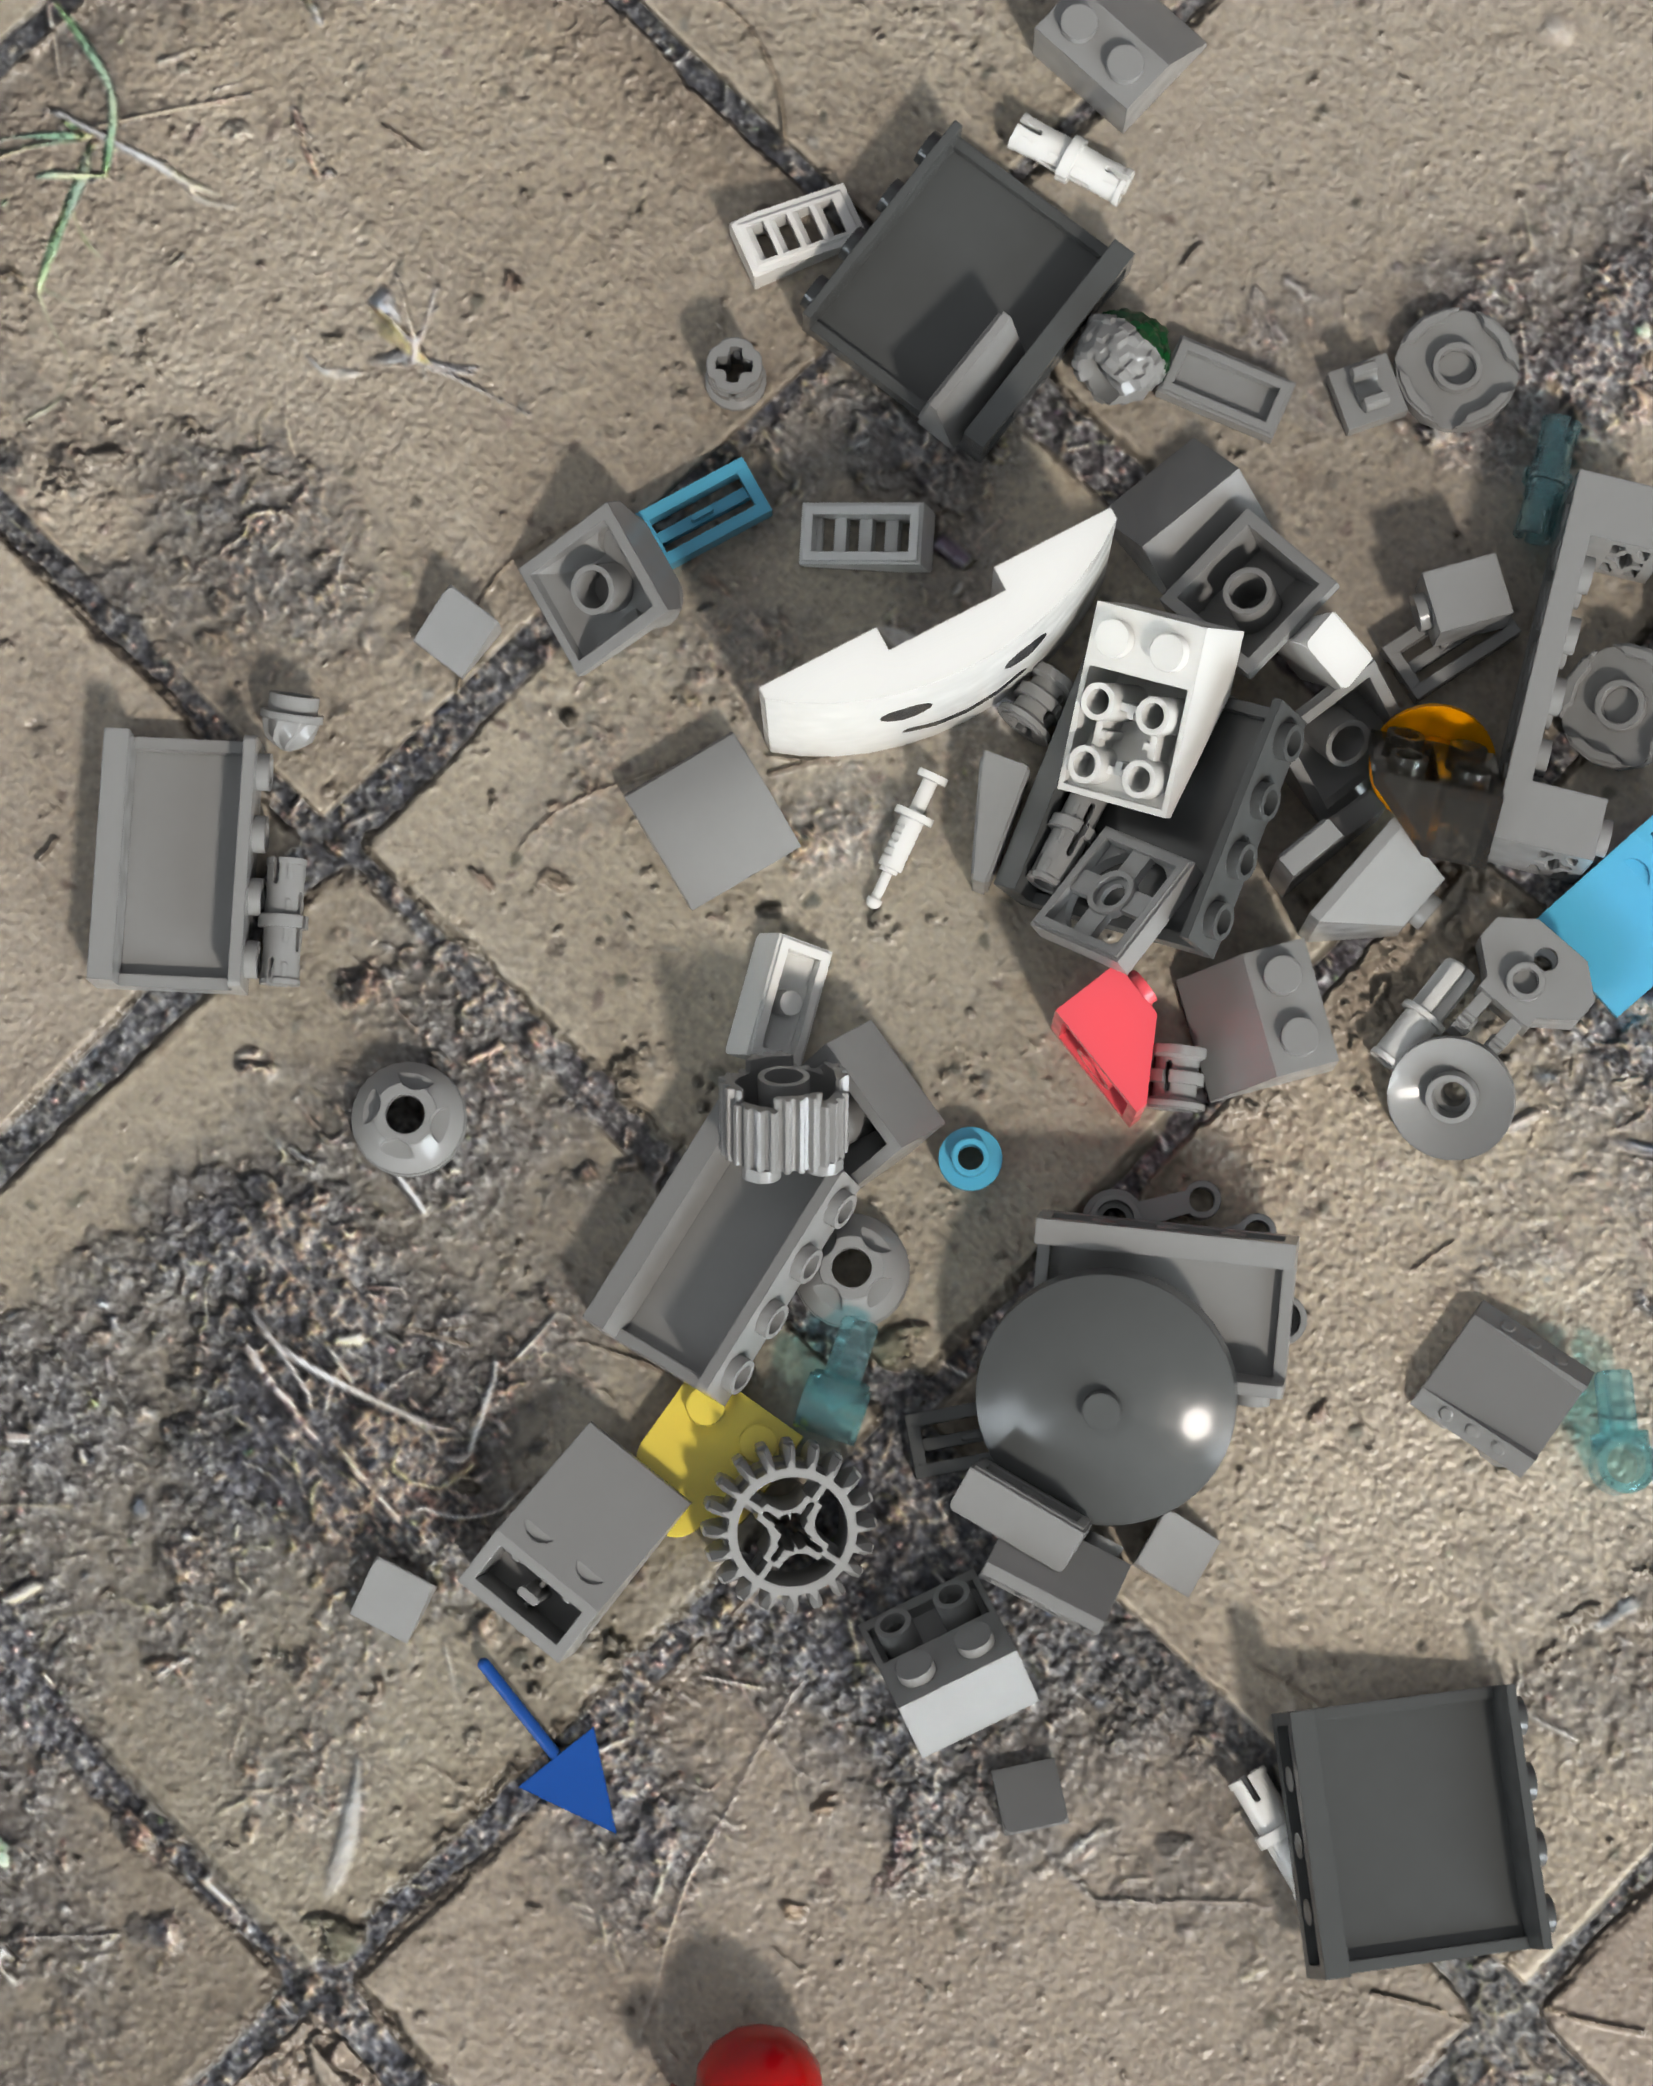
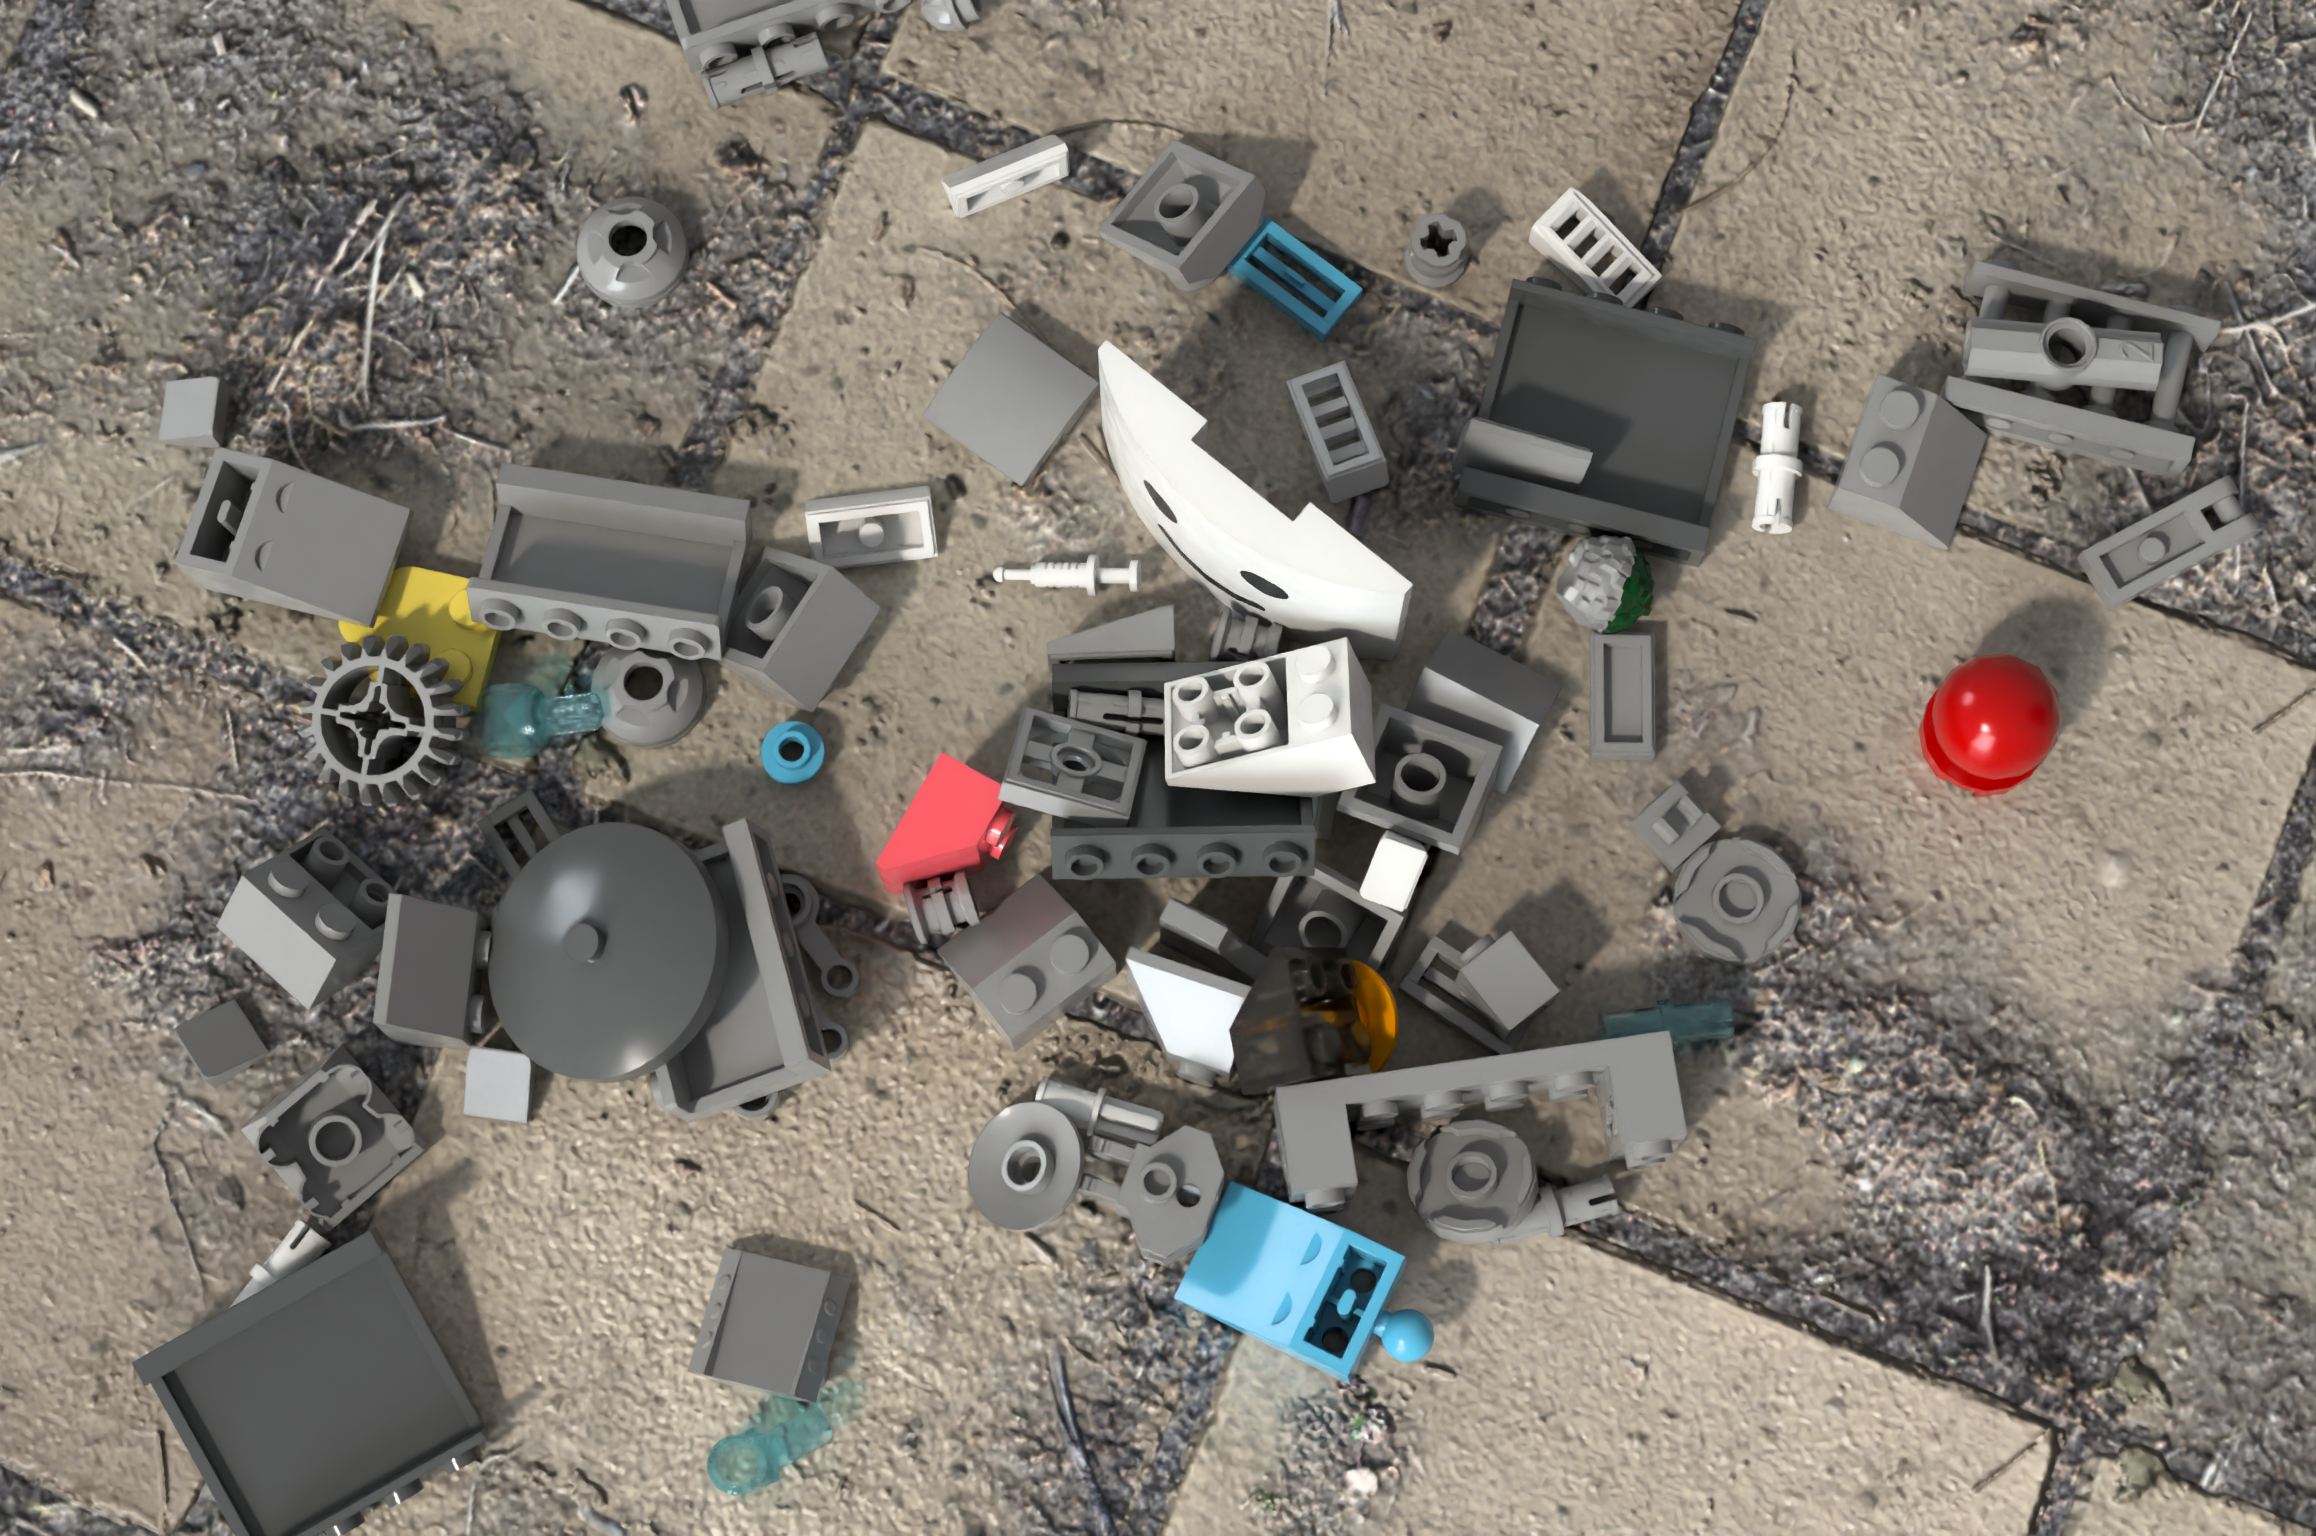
camera: 65 degrees right, 5 degrees down
(457, 632) = (1093, 112): light grey slope -> none
(482, 737) = (1007, 175): none -> white slope
(572, 1777) = (93, 632): blue piece -> none
(784, 1117) = (744, 553): light grey brick -> none
(1020, 1514) = (467, 916): light grey slope -> none
(1162, 1725) = (333, 1137): none -> light grey slope
(1394, 75) = (1990, 724): none -> red tile

